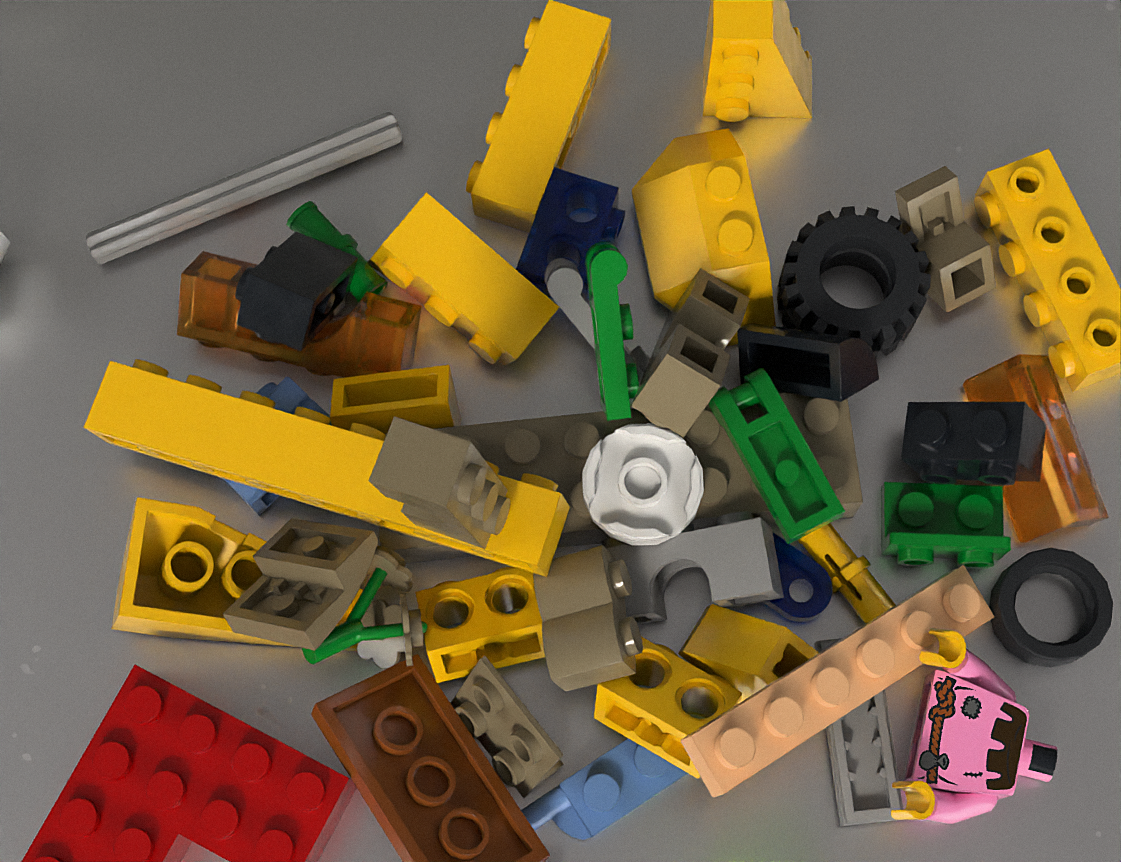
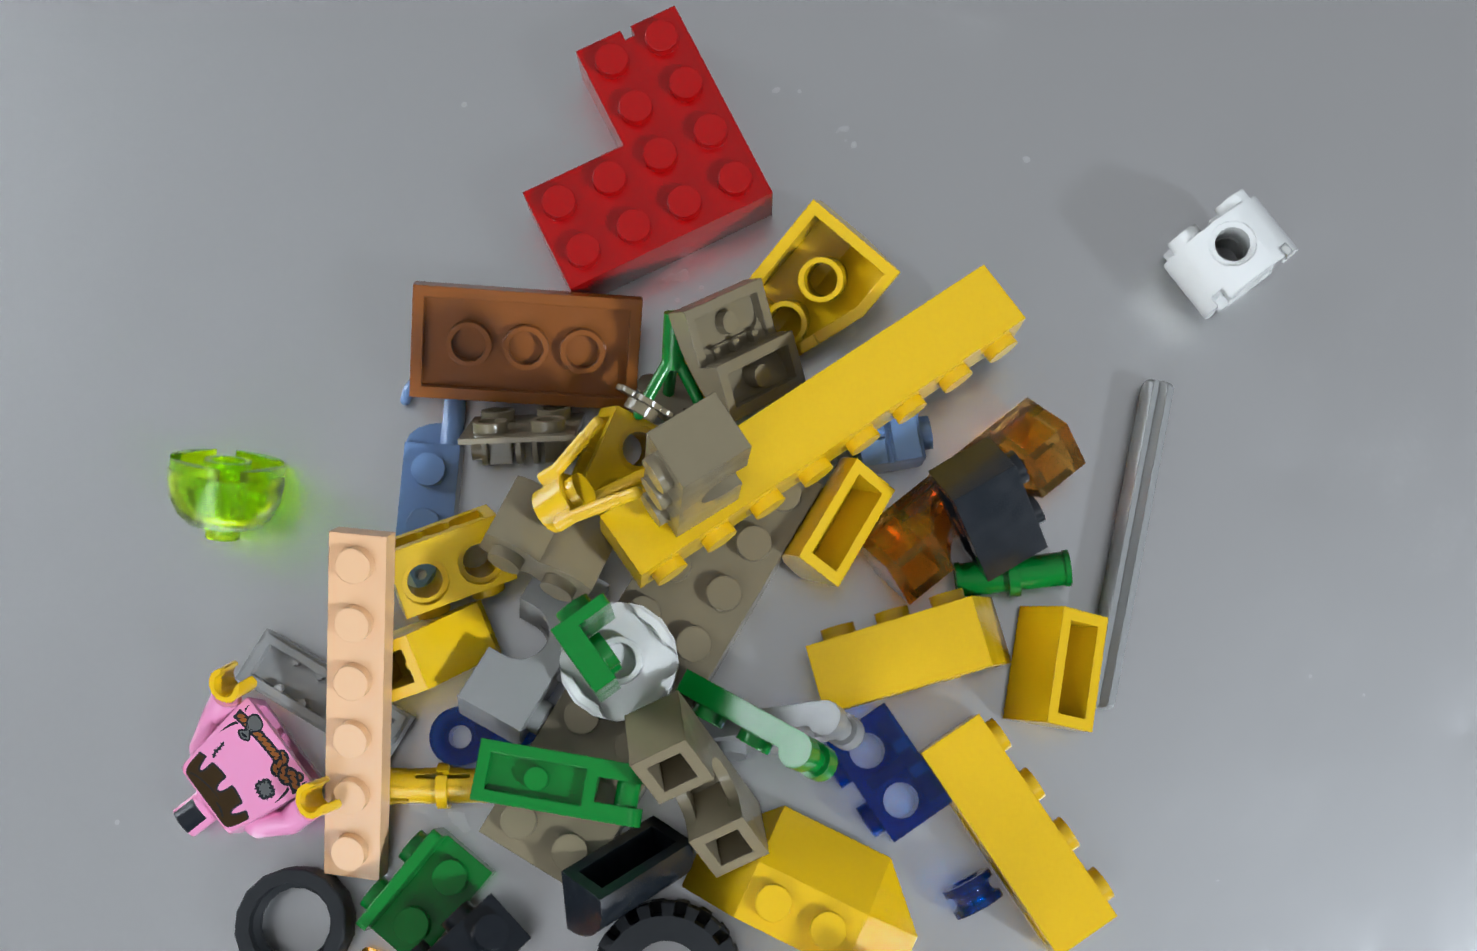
camera: 125 degrees right, 5 degrees up
(390, 171) = (1056, 667): none -> yellow brick
(543, 610) = (571, 498): none -> yellow plant
(611, 116) = (972, 893): none -> clear blue bush
(660, 477) = (593, 655): none -> green bracket

